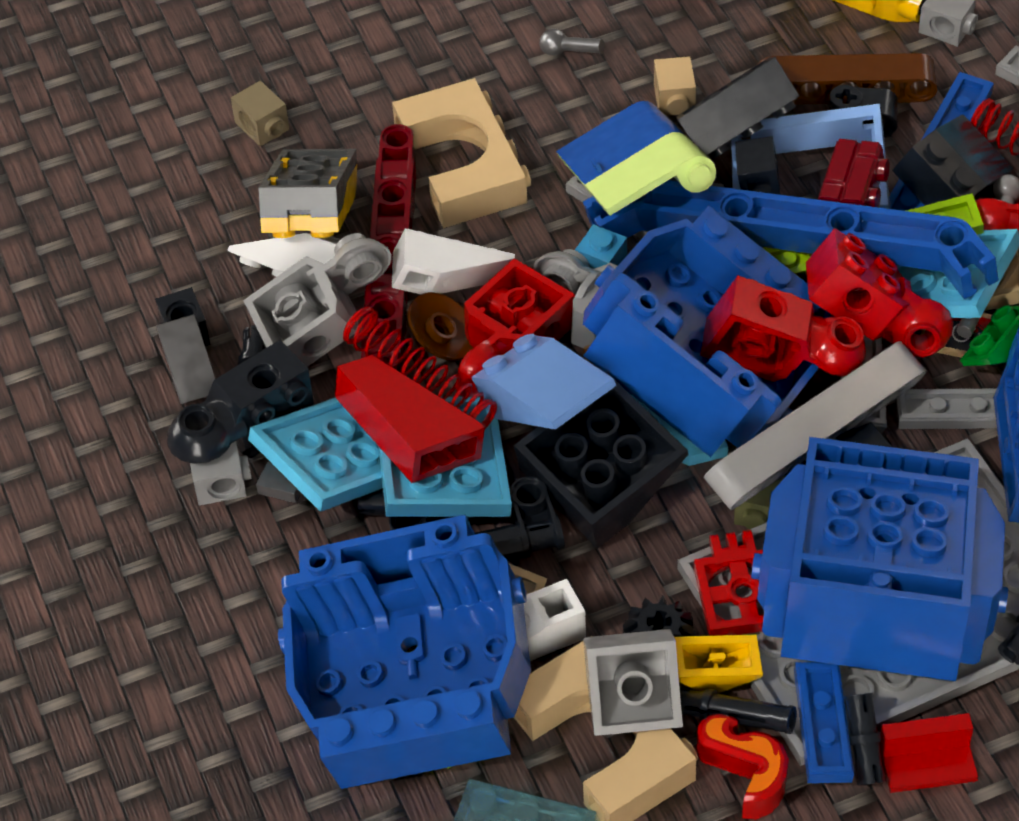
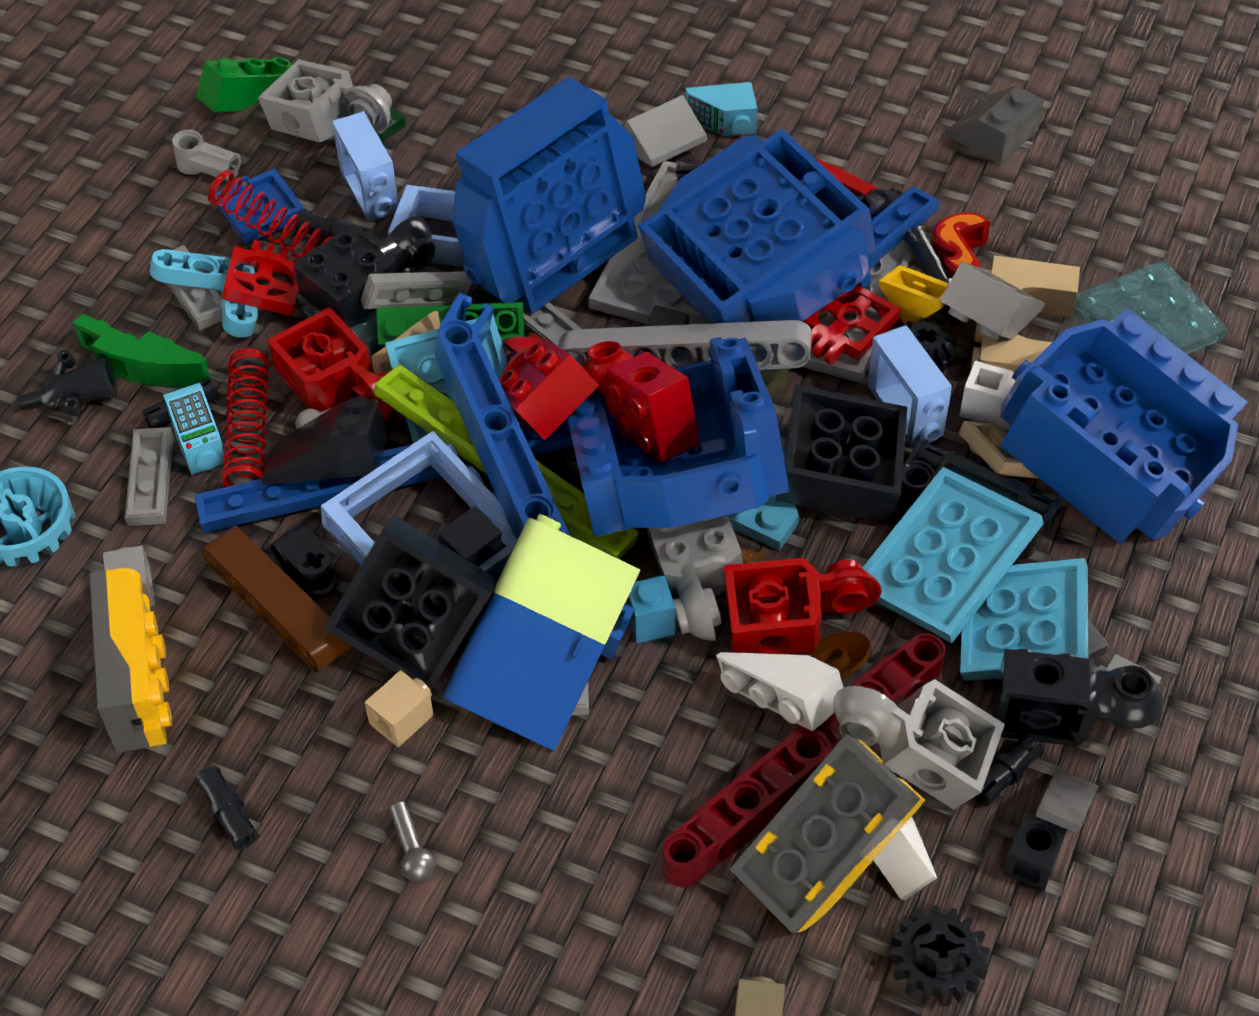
camera: 135 degrees left, 0 degrees up
(186, 221) = (957, 949): none -> black gear
(373, 317) = (899, 548): red piece -> none
(407, 420) = (962, 567): red slope -> none
(466, 114) = (636, 755): tan arch -> none
(540, 382) = (839, 499): medium blue slope -> none
(623, 540) = (908, 377): none -> light blue window
(855, 173) = (439, 451): dark red brick -> none

